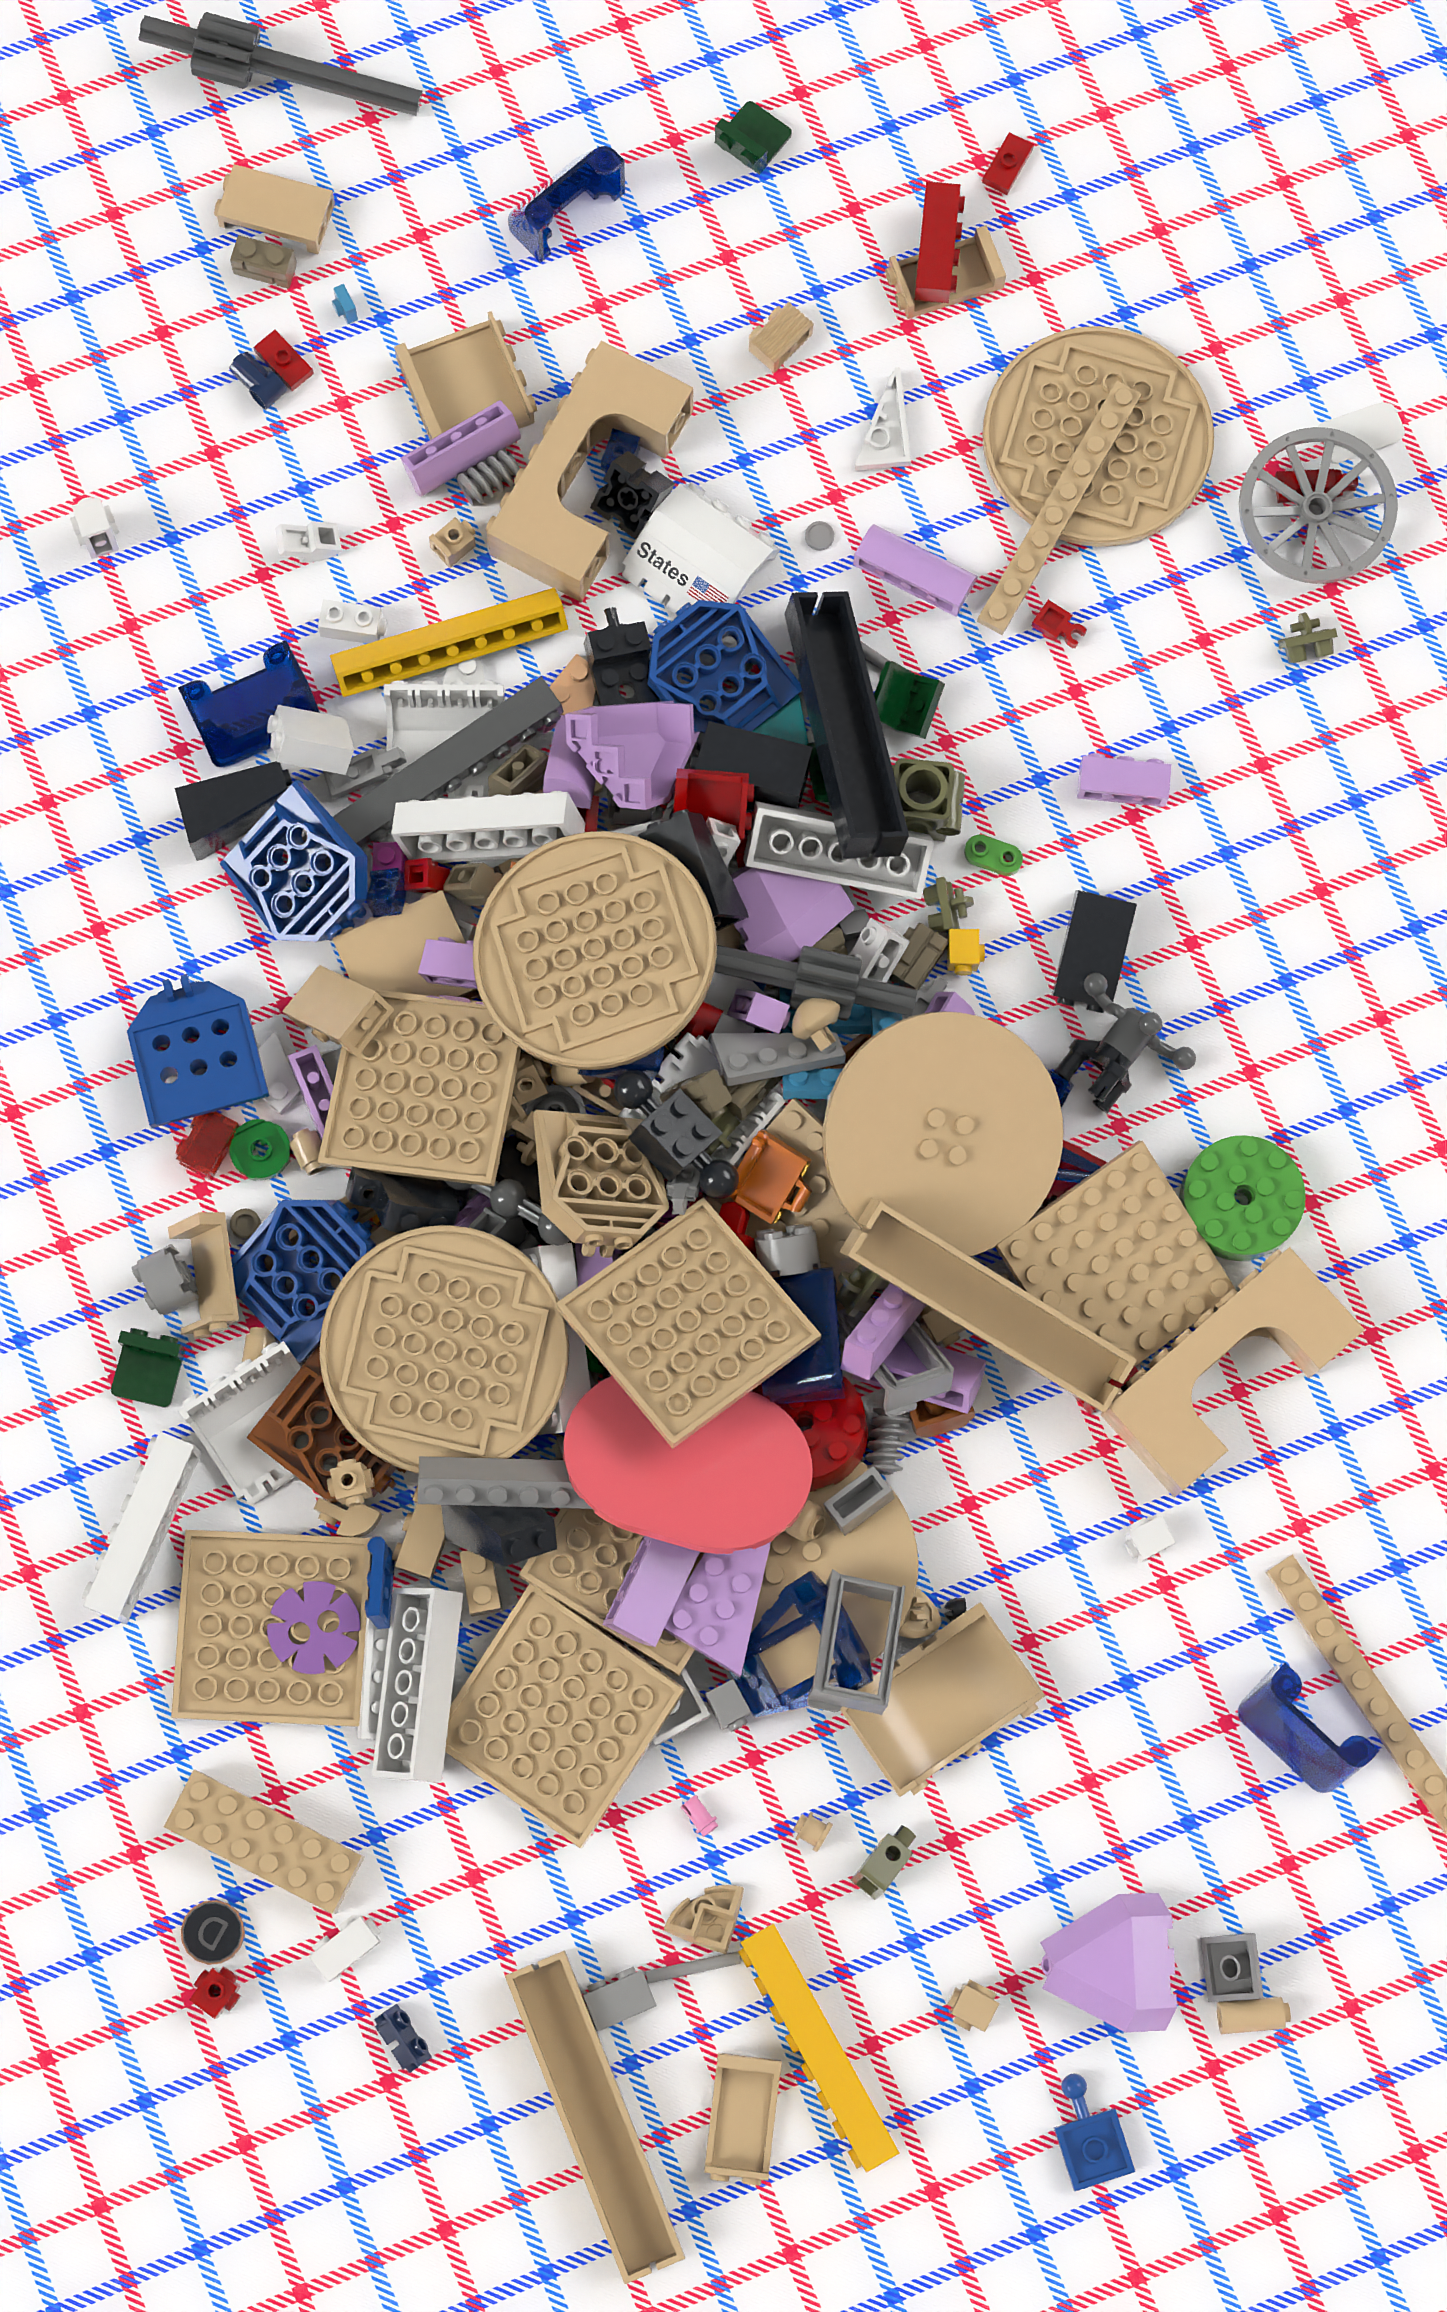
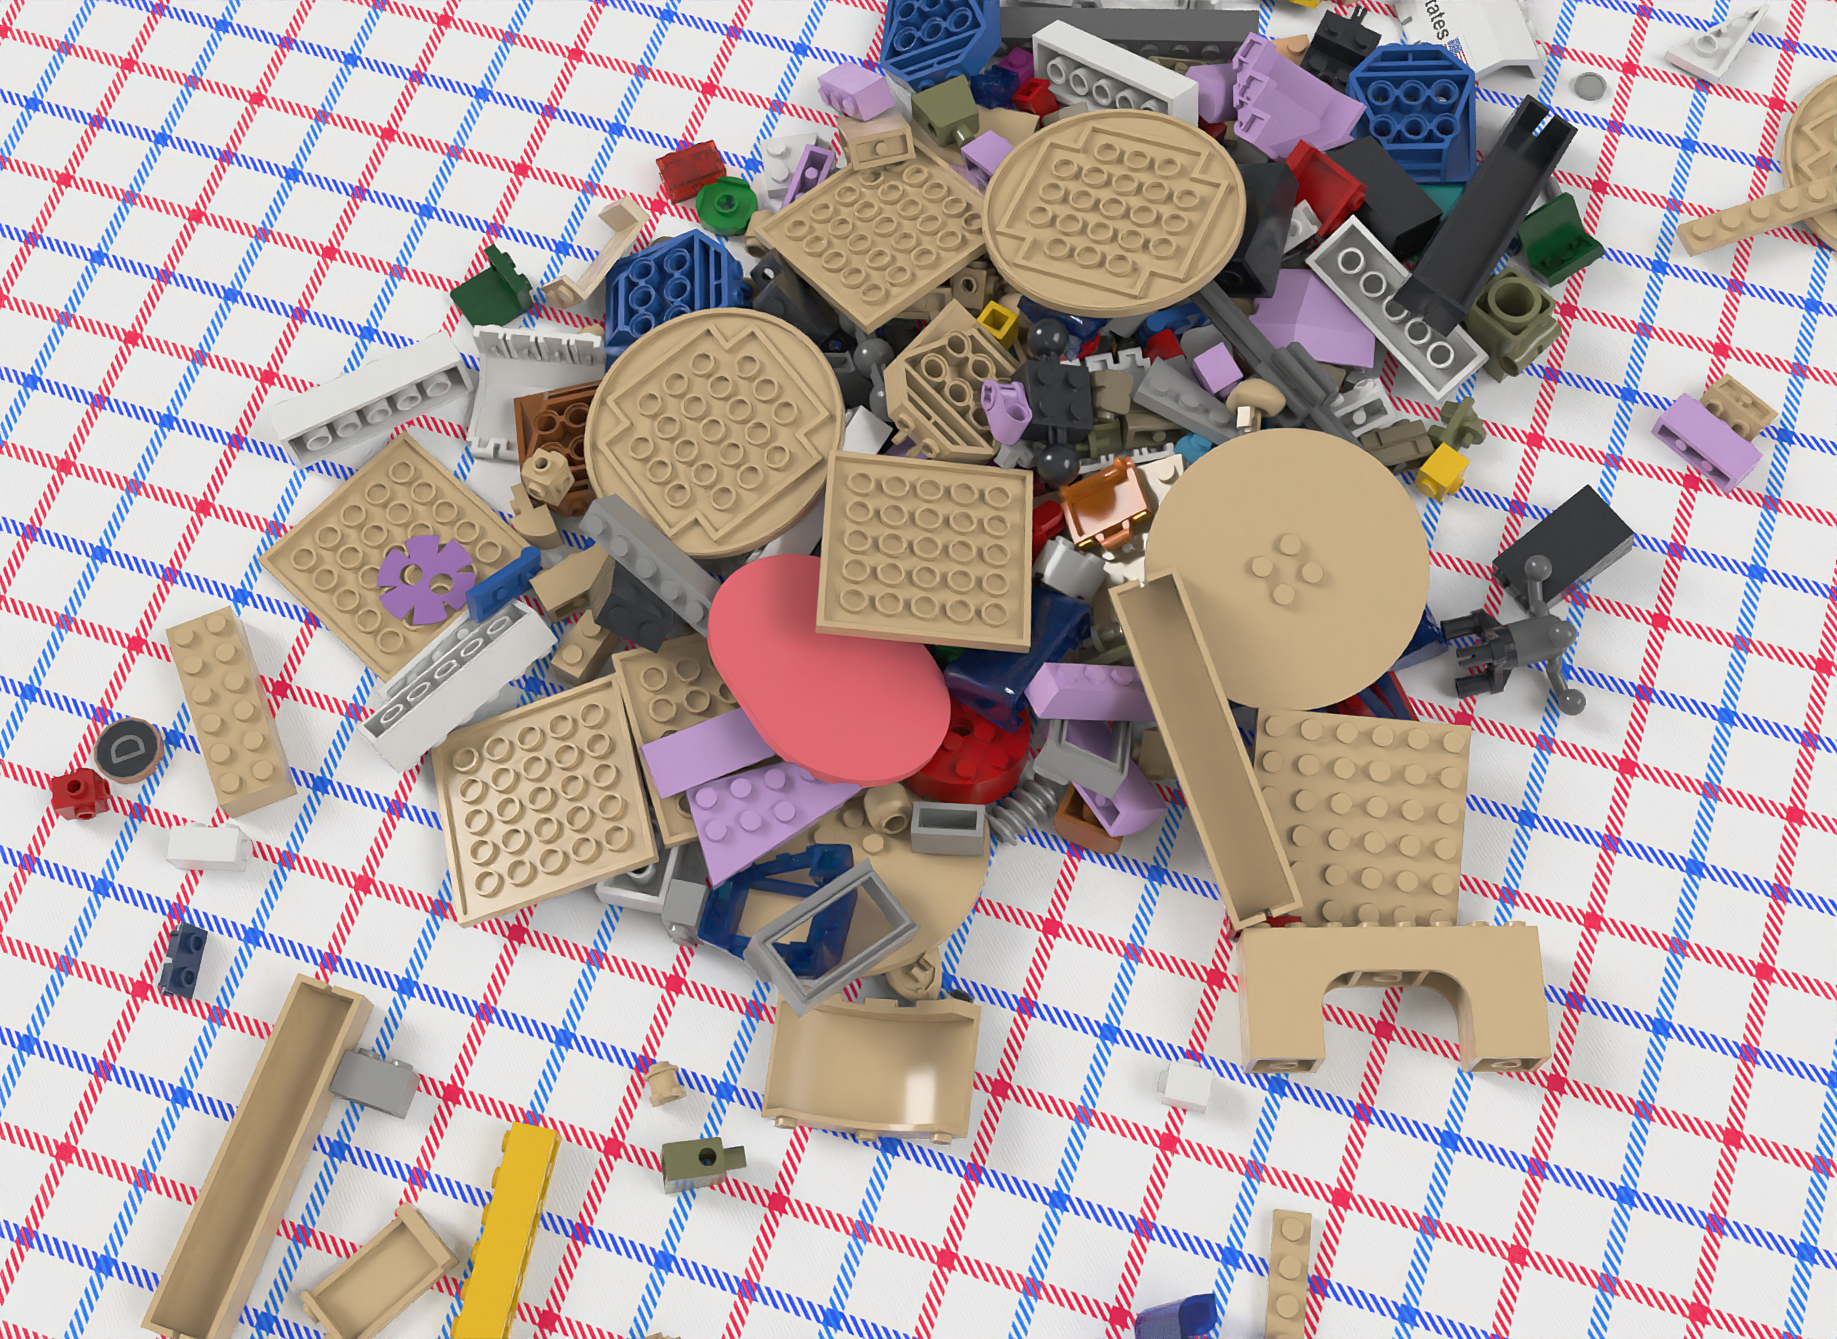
camera: 50 degrees right, 10 degrees down
(166, 1280) = (564, 239): light grey brick -> none
(172, 1019) = (742, 94): blue hinge -> none
(283, 980) = (855, 91): none -> lavender brick
(377, 945) = (947, 112): none -> olive torso
(573, 1098) = (1000, 323): none -> yellow brick
(654, 1170) = (1006, 410): none -> lavender piece
(693, 1967) = (459, 1111): light grey bar -> none
(699, 1816) = (583, 989): bright pink pin -> none
(709, 1918) = (512, 1083): tan brick -> none
(914, 569) = (1651, 160): lavender brick -> none
(993, 855) = (1532, 420): bright green plate -> none
(1055, 621) = (1748, 280): red plate -> none
(1124, 735) = (1738, 407): none -> tan bracket
(1267, 1180) = (1545, 831): bright green brick -> none

